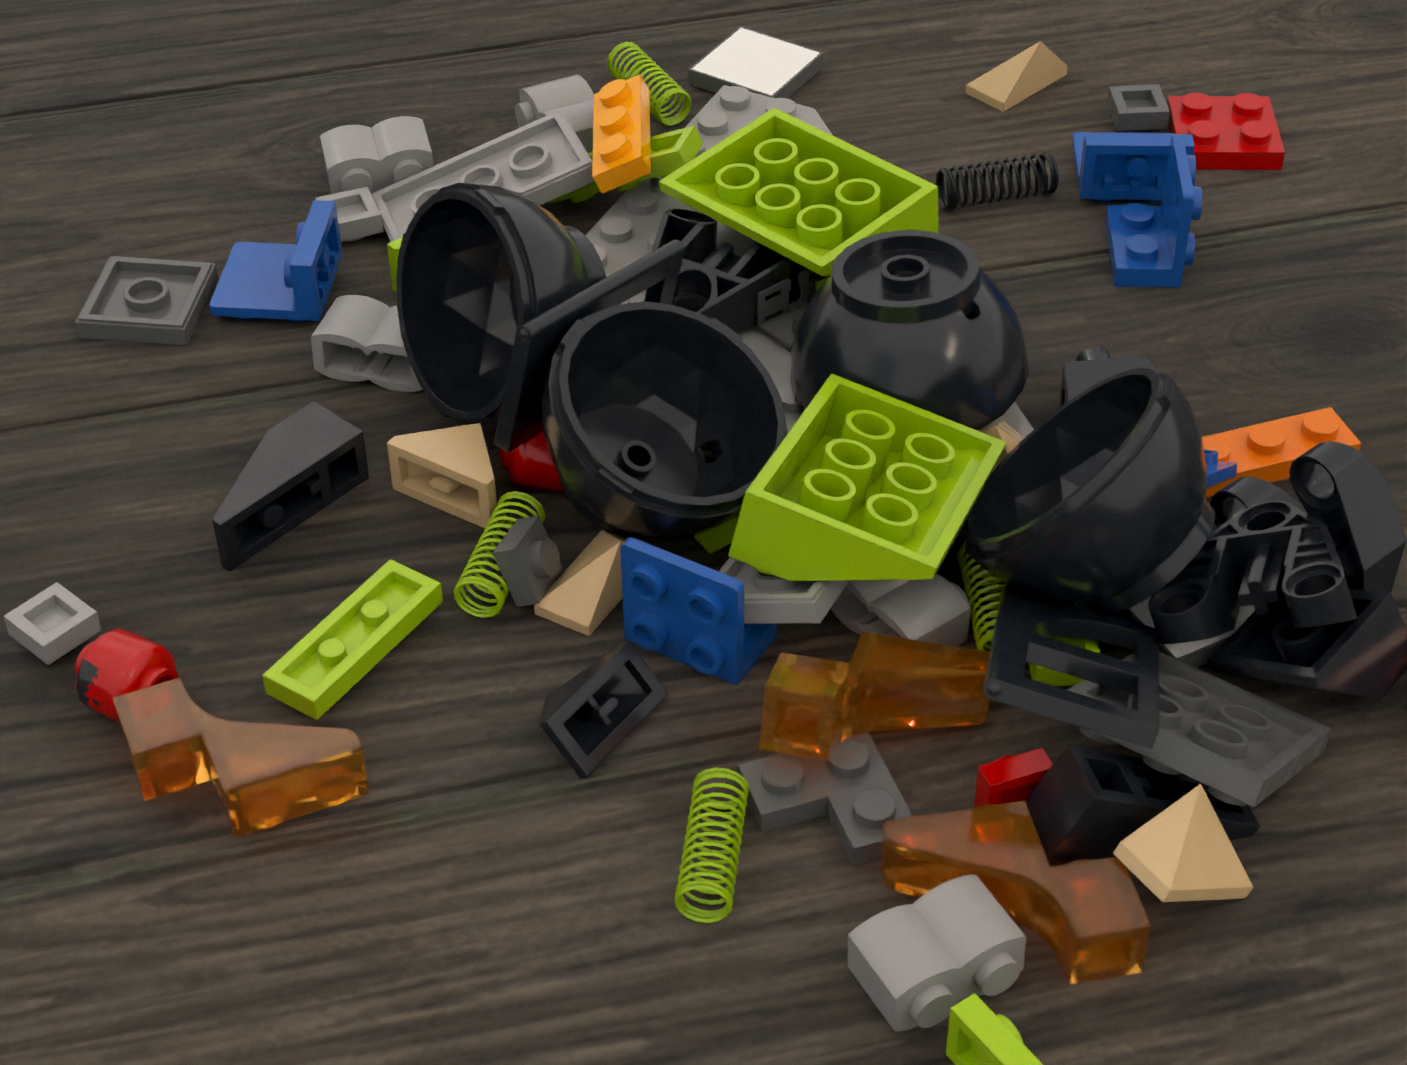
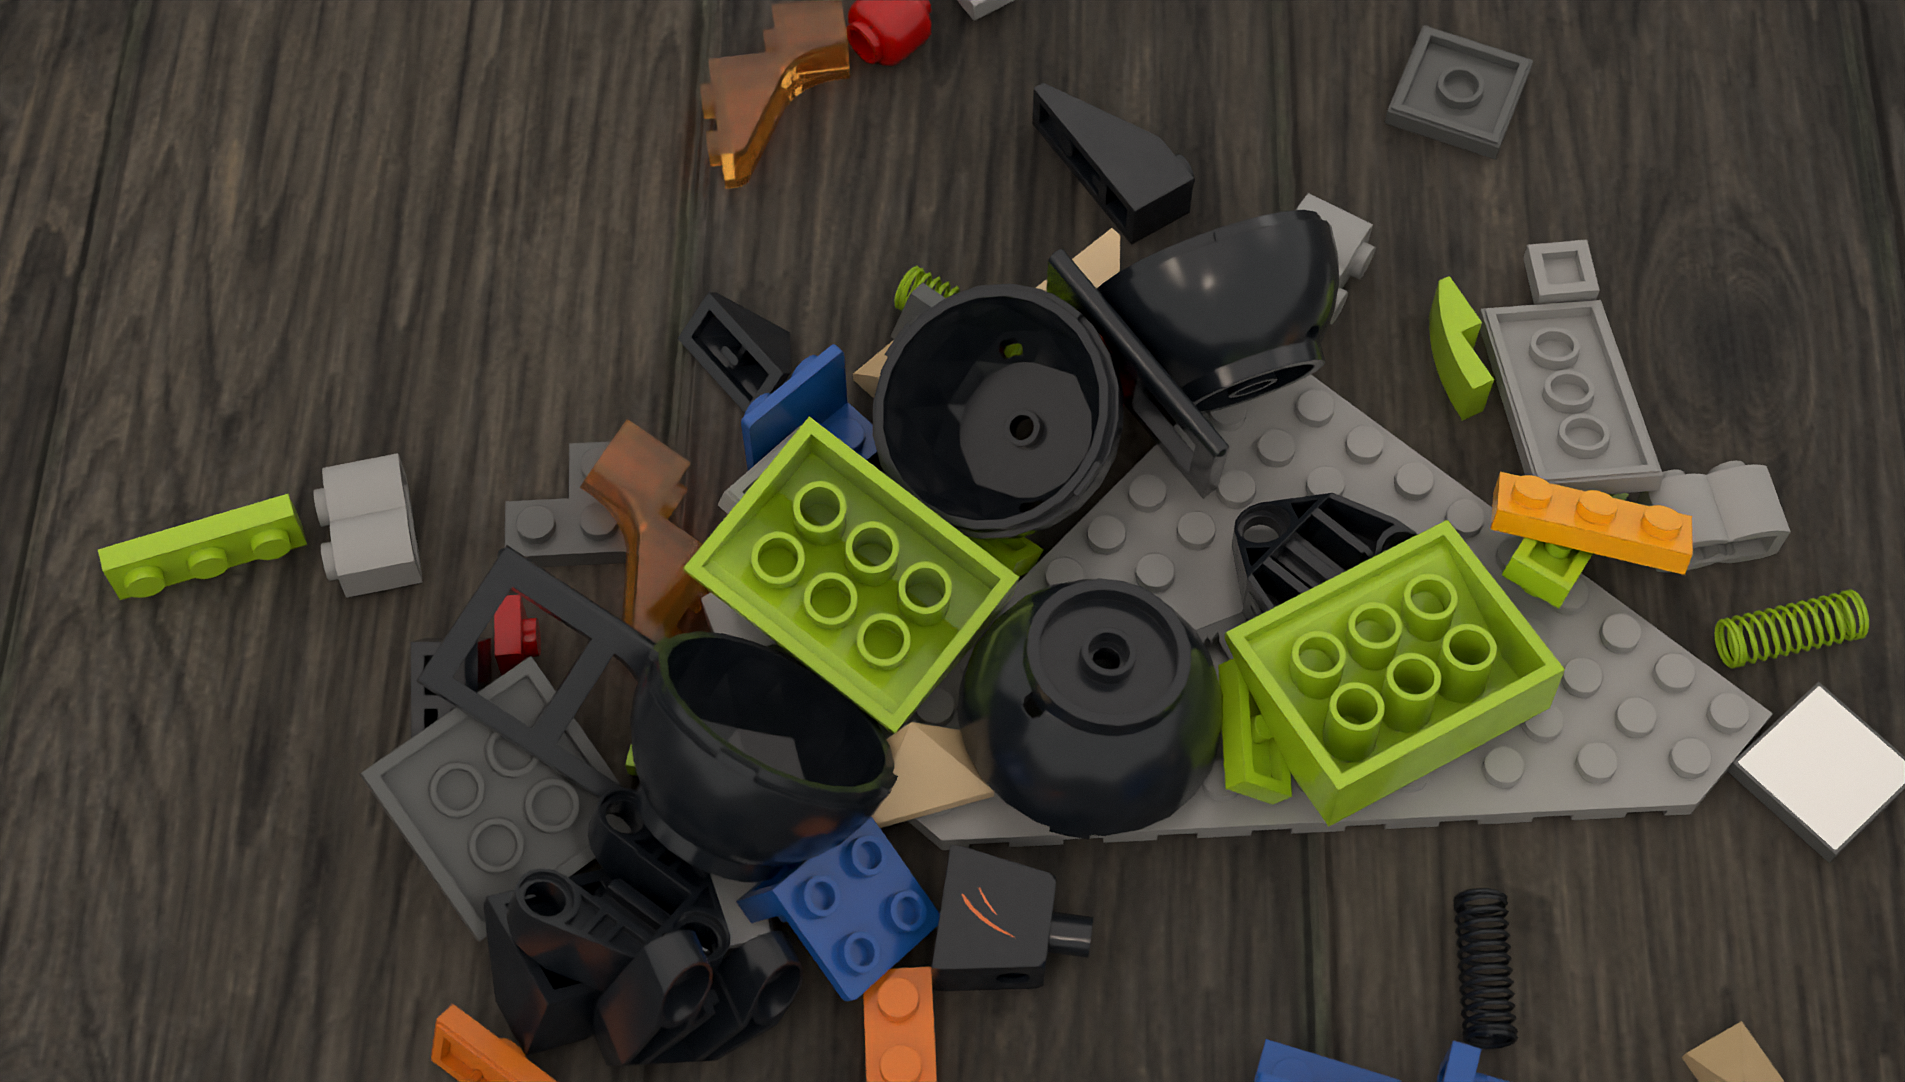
camera: 105 degrees right, 20 degrees up
(283, 278) = (1457, 198): blue bracket -> none
(352, 639) = (890, 189): lime plate -> none
(376, 154) = (1660, 313): light grey brick -> none
(707, 885) = (504, 389): lime piece -> none
(1078, 908) = (366, 644): clear orange arch -> none
(1185, 854) = (358, 724): tan slope -> none

